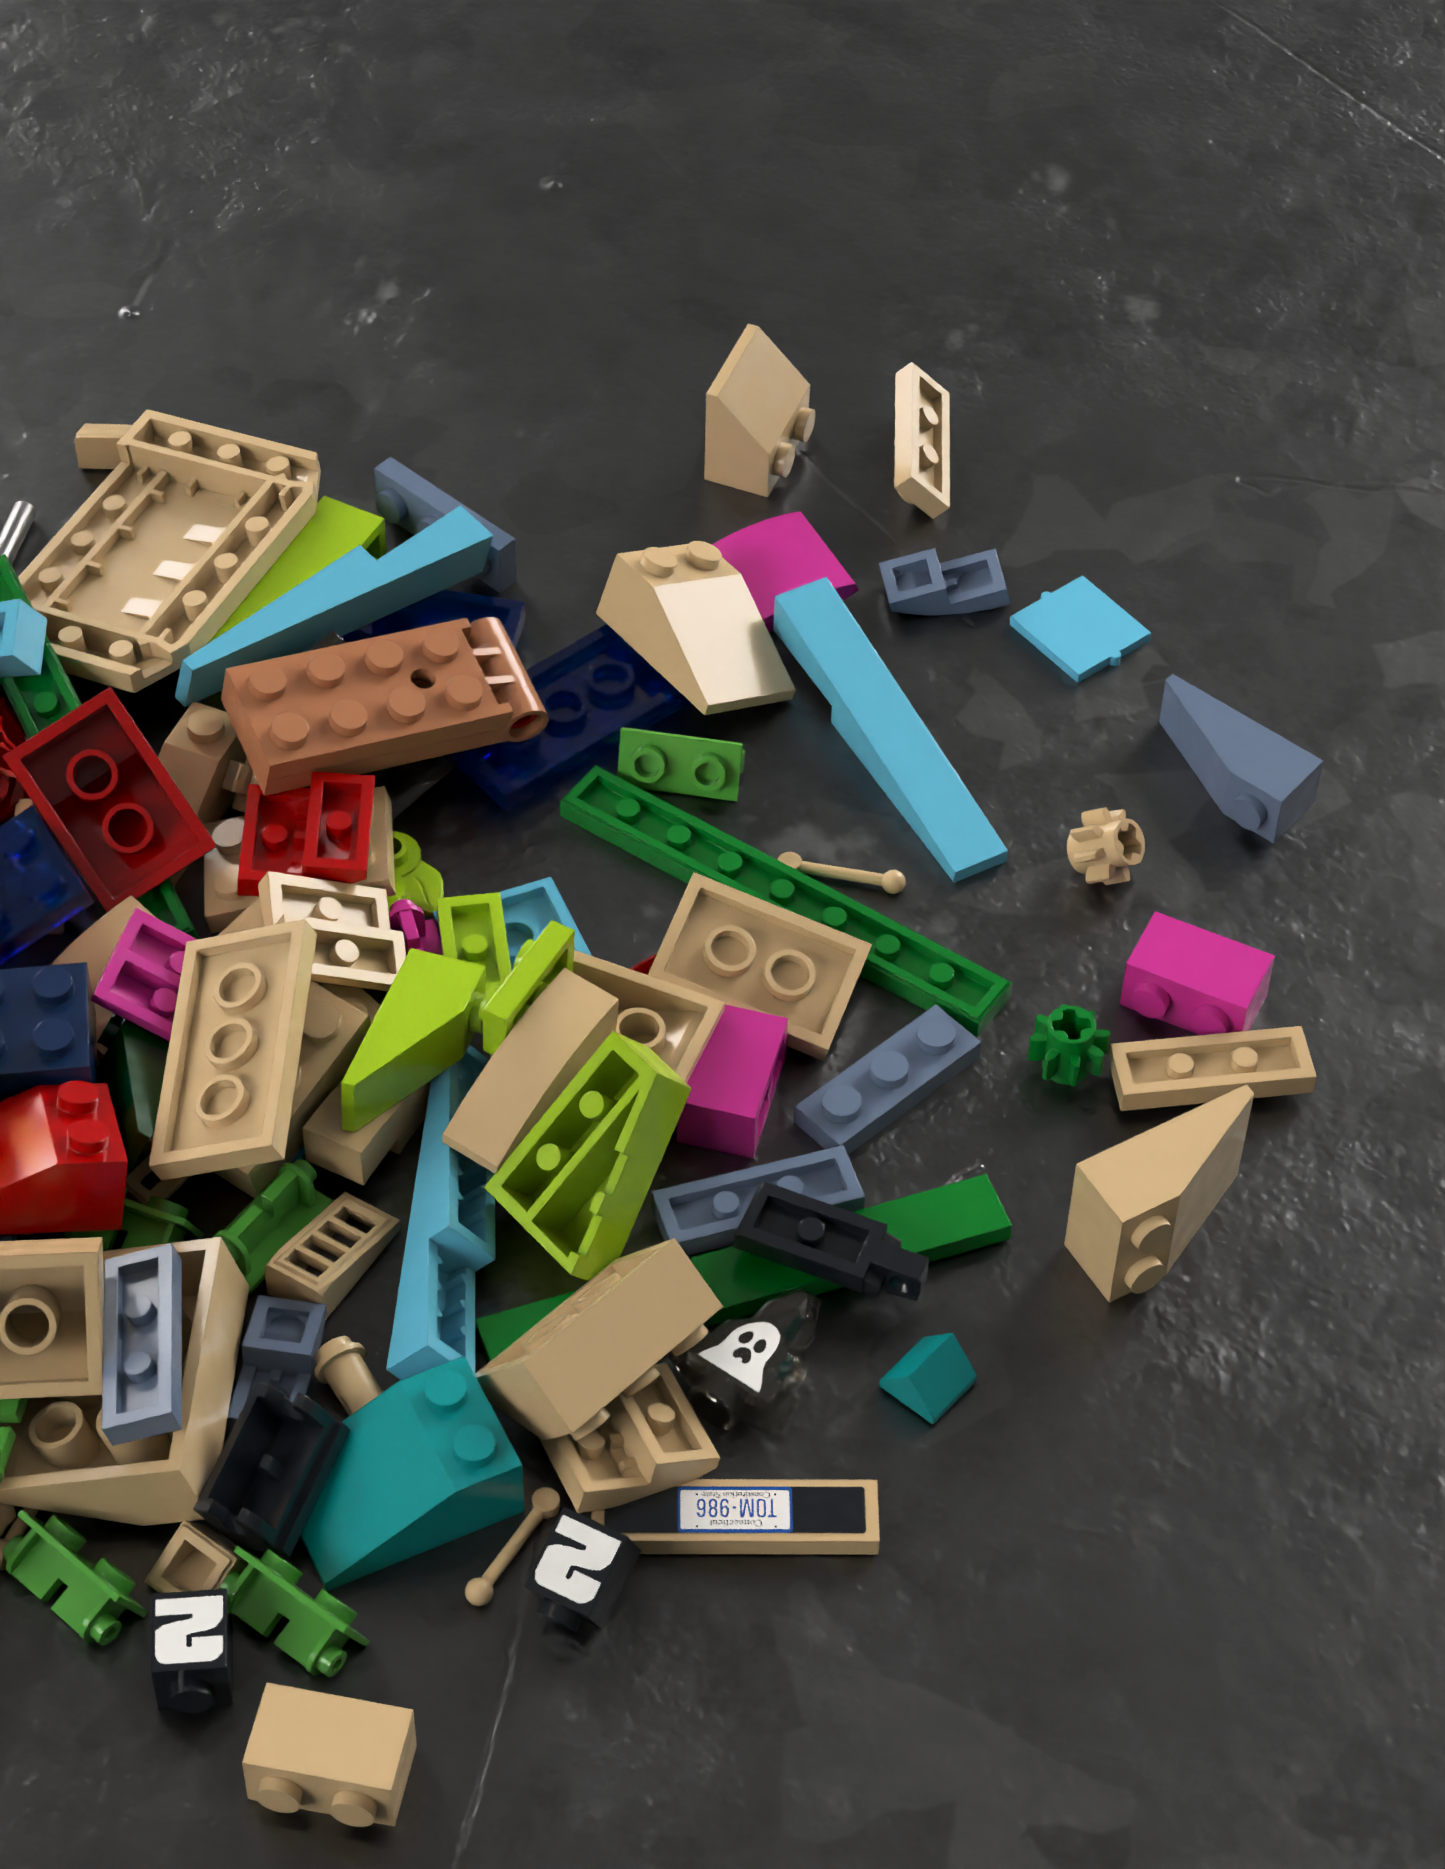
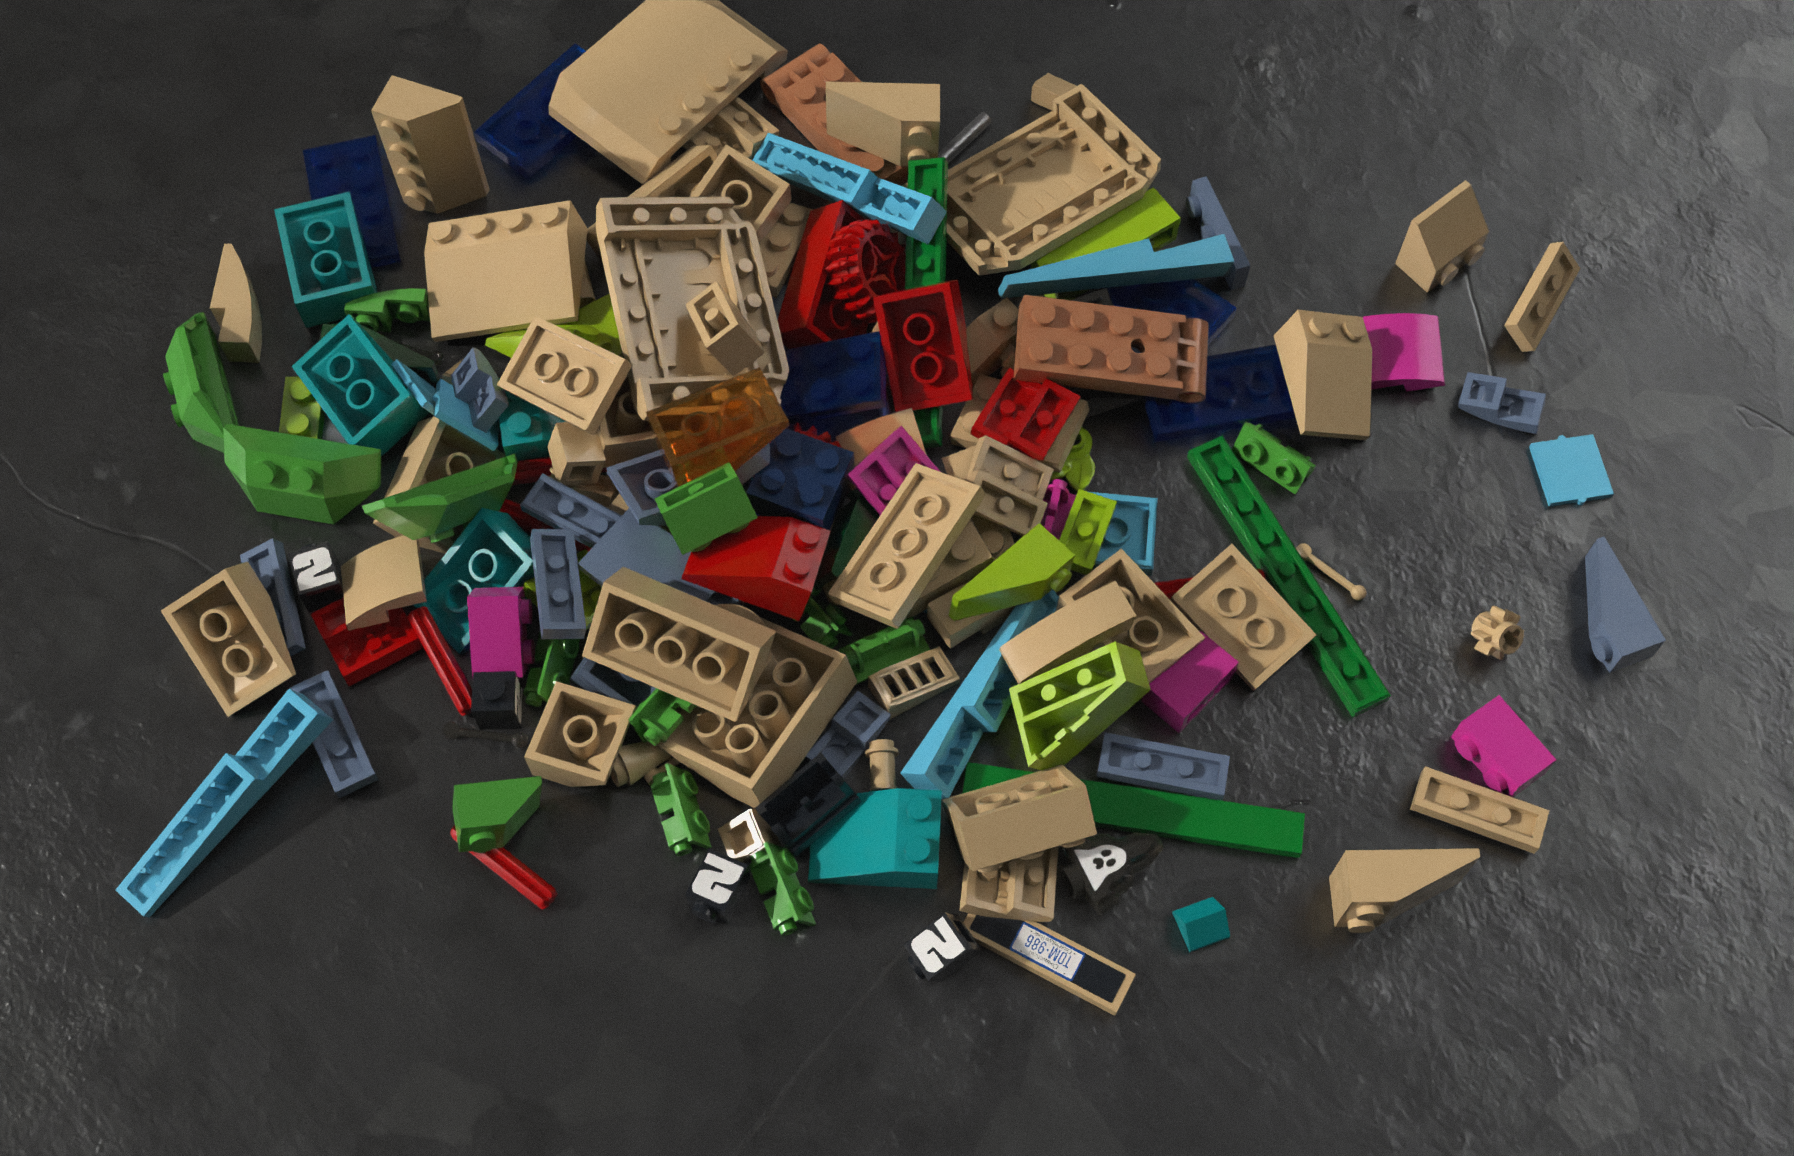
camera: 30 degrees right, 15 degrees up
(142, 1345) = (769, 703): sand blue plate -> none
(329, 1755) = (756, 986): tan brick -> none
(532, 972) = (1101, 571): lime plate -> none
(544, 1506) = (949, 892): tan hinge -> none
(829, 1243) = (1184, 817): black hinge -> none
(885, 729) = (1408, 491): medium azure slope -> none
(887, 1081) = (1282, 723): sand blue plate -> none
(1068, 1045) = (1411, 757): green gear -> none

